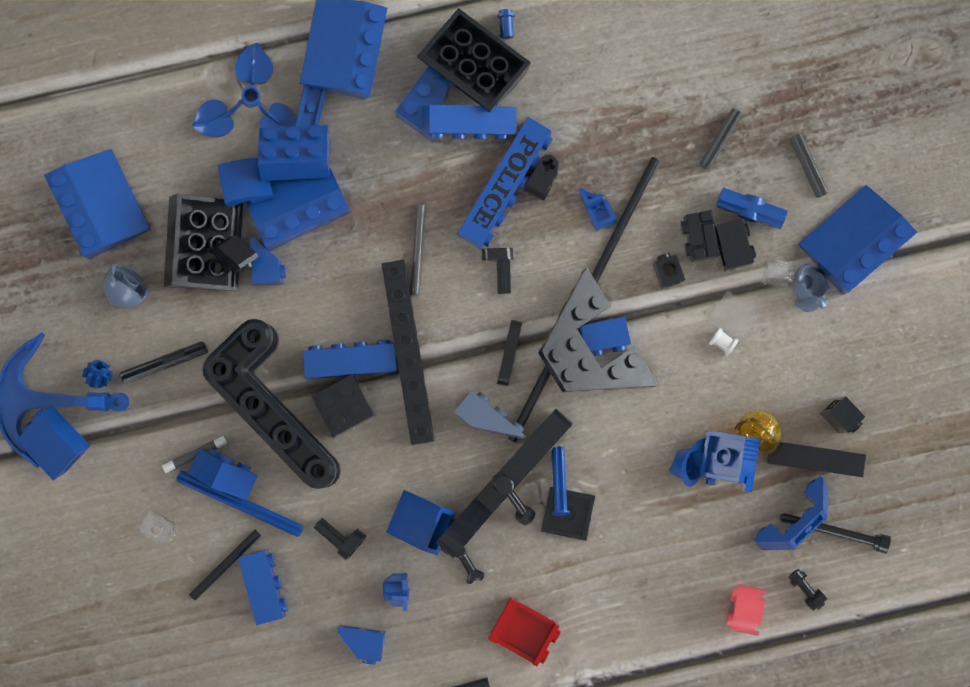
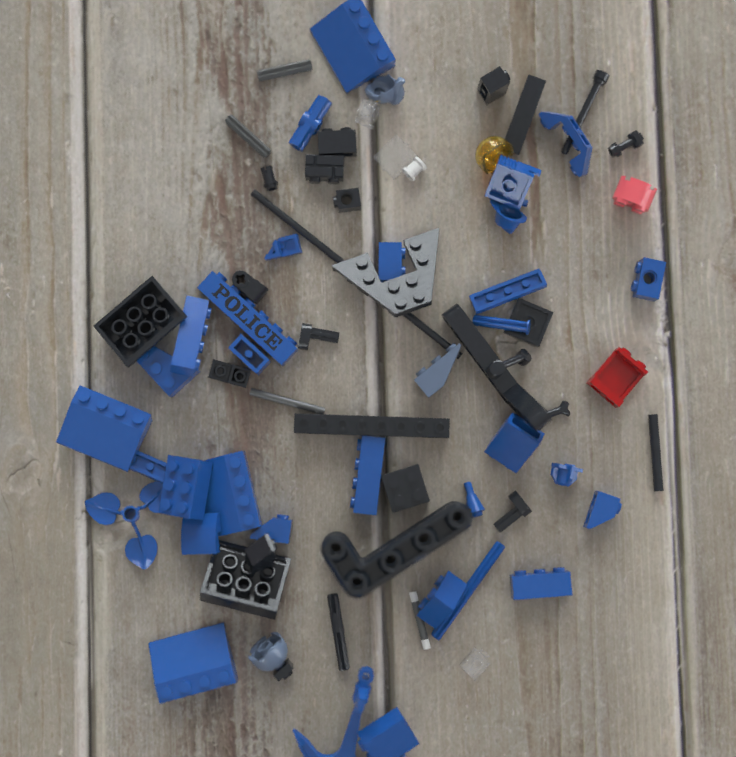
camera: 85 degrees left, 0 degrees up
(97, 374) = (337, 689): blue gear -> none
(107, 310) = (285, 671): none -> black plate
(225, 564) = (516, 613): black bar -> none
(342, 489) = (473, 501): none -> blue cone
(436, 176) = (229, 373): none -> black slope
(462, 194) = (249, 354): none -> blue brick
(506, 23) = (114, 290): blue pin -> none
(509, 353) = (388, 343): black beam -> none
(600, 481) = (507, 291): none -> blue plate
(661, 653) = (655, 270): none -> blue brick
(675, 174) = (269, 179): none -> black pin

